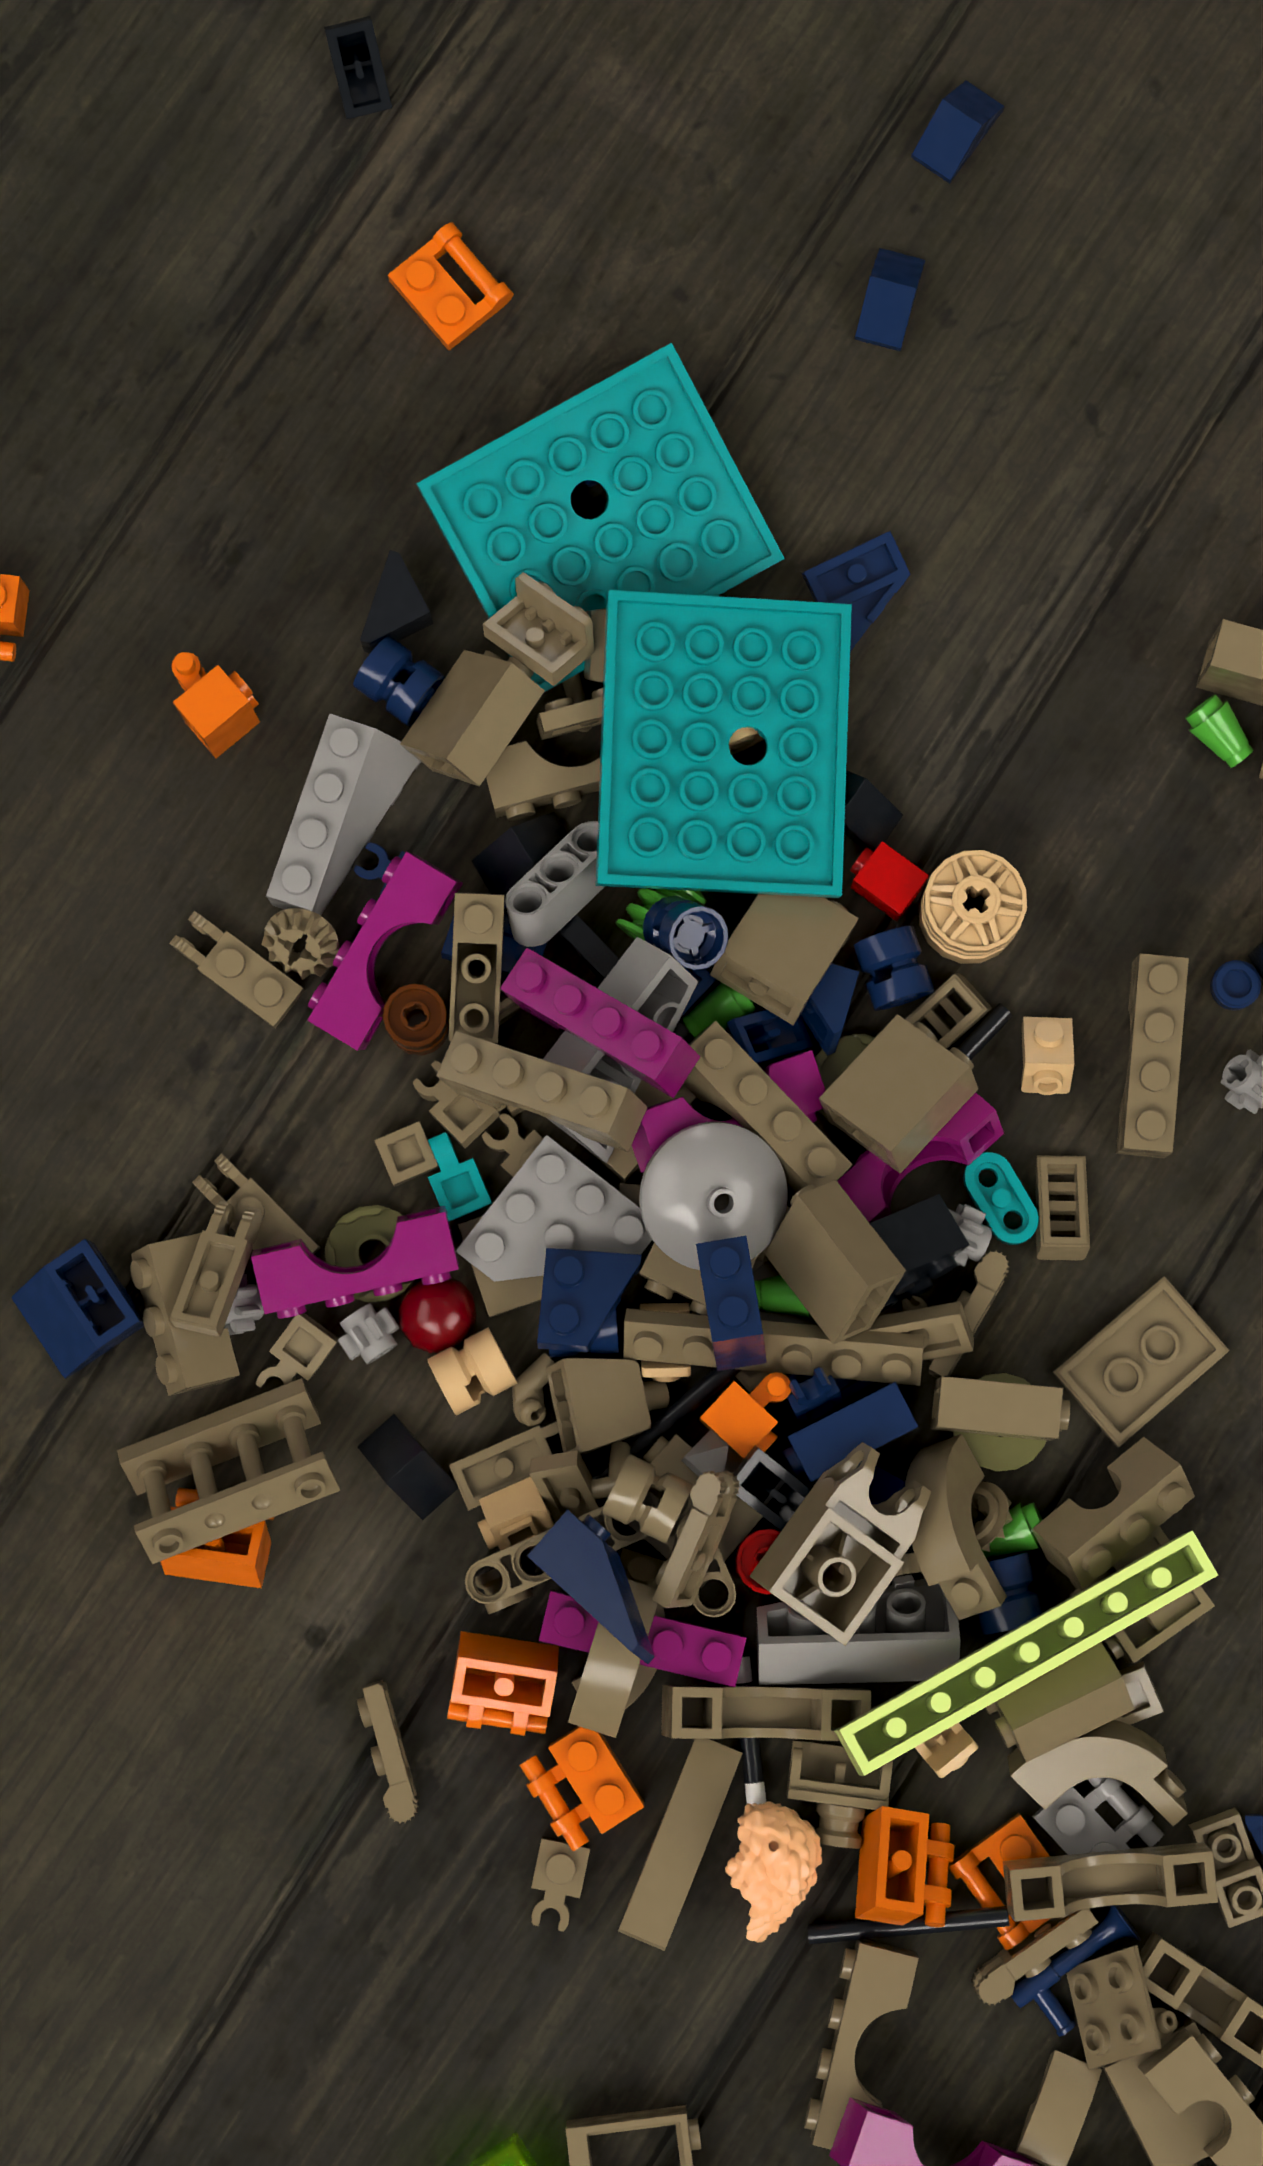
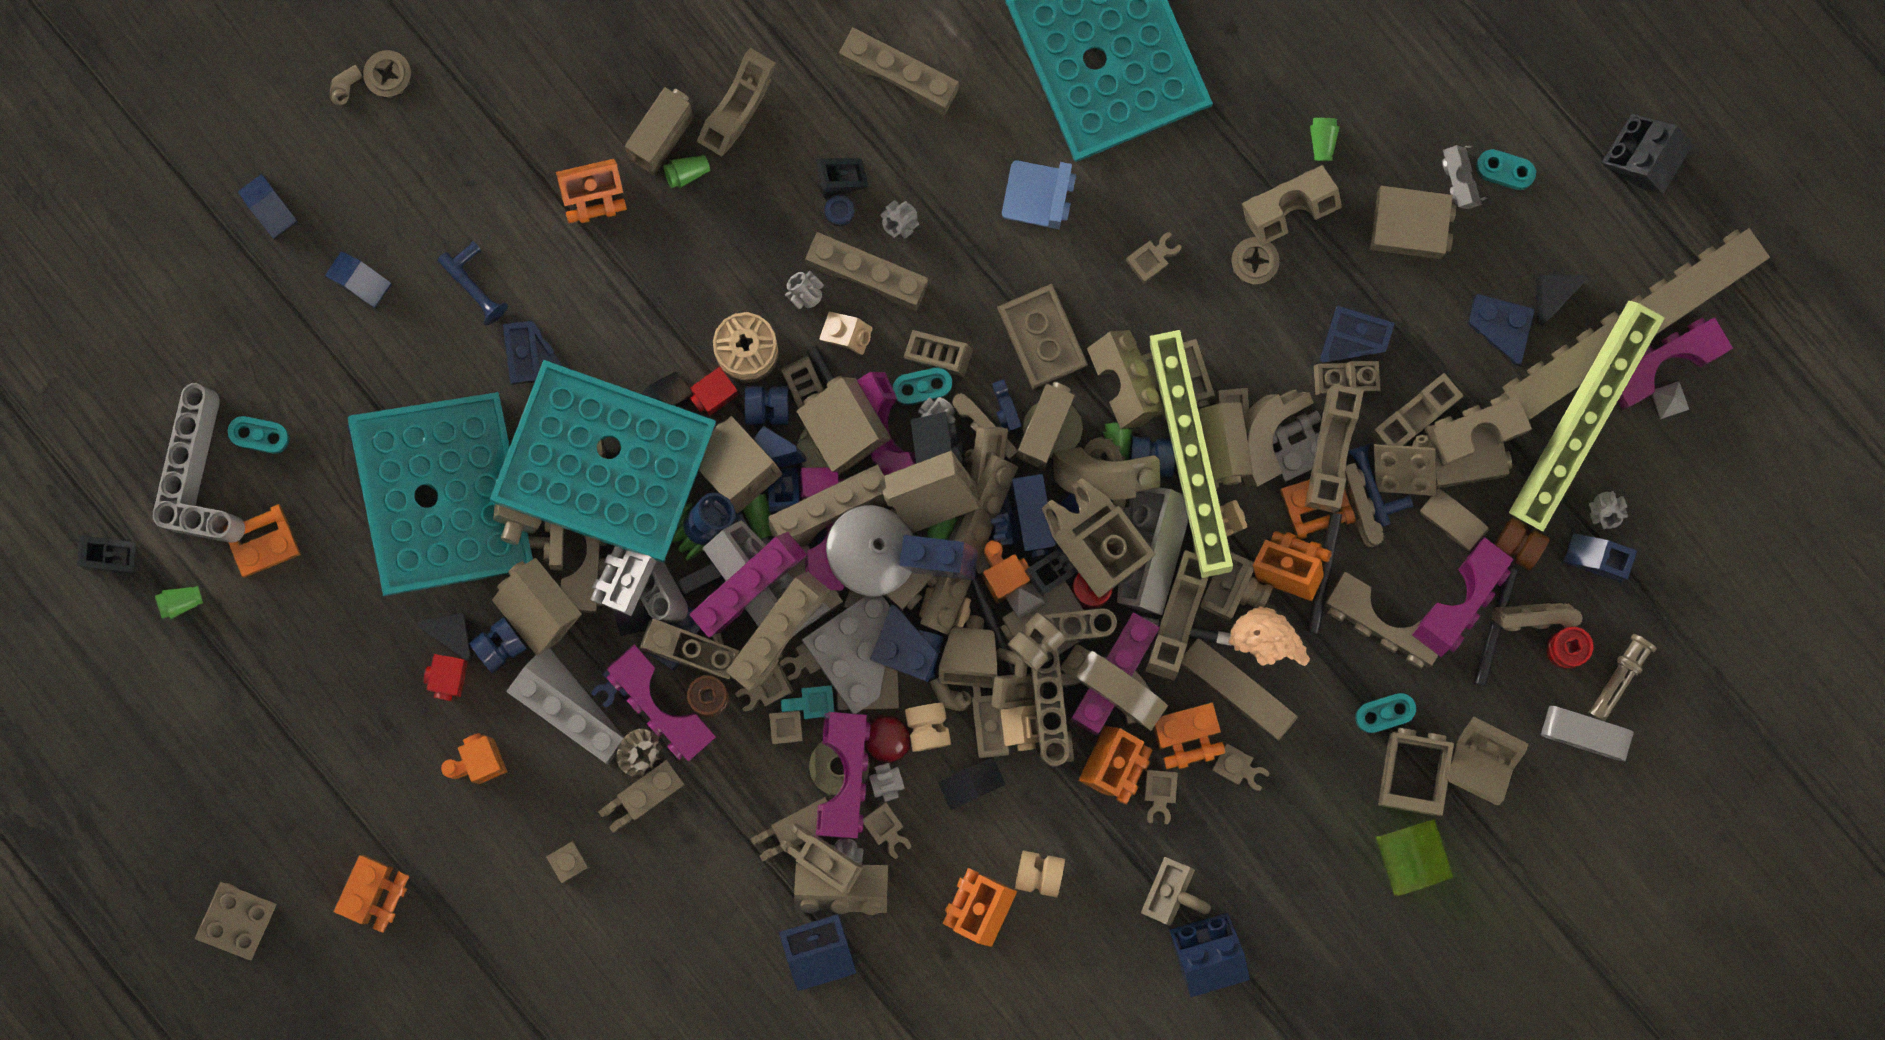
camera: 80 degrees left, 0 degrees up
(105, 889) = (567, 862): none -> dark tan plate
(213, 1440) = (920, 888): dark tan fence -> none
(251, 1921) = (1209, 954): none -> dark blue slope
(297, 1615) = (1040, 873): none -> tan wheel
(321, 193) = (177, 601): none -> bright green cone
(328, 620) = (445, 676): none -> red brick
(329, 1828) = (1170, 891): none -> dark tan plate
(389, 1754) = (1138, 844): dark tan hinge -> none
(486, 1766) = (1160, 790): none -> dark tan plate
(518, 139) = (191, 472): none -> light grey beam
(542, 630) = (499, 547): dark tan bracket -> none
(550, 832) = (628, 580): none -> light grey plate
(594, 1577) = (1069, 687): dark blue slope -> none
(609, 231) = (259, 434): none -> teal plate
(697, 1539) = (1069, 620): dark tan hinge -> none
(714, 2089) = (1384, 713): none -> teal plate
(906, 510) = (454, 267): none -> dark blue piece
(997, 1344) = (1007, 415): none -> dark blue plate
(1092, 969) = (804, 290): none -> light grey gear
(1150, 592) = (591, 183): none -> orange brick
(1180, 177) = (341, 85): none -> dark tan arm
(1236, 227) = (383, 61): none -> dark tan gear

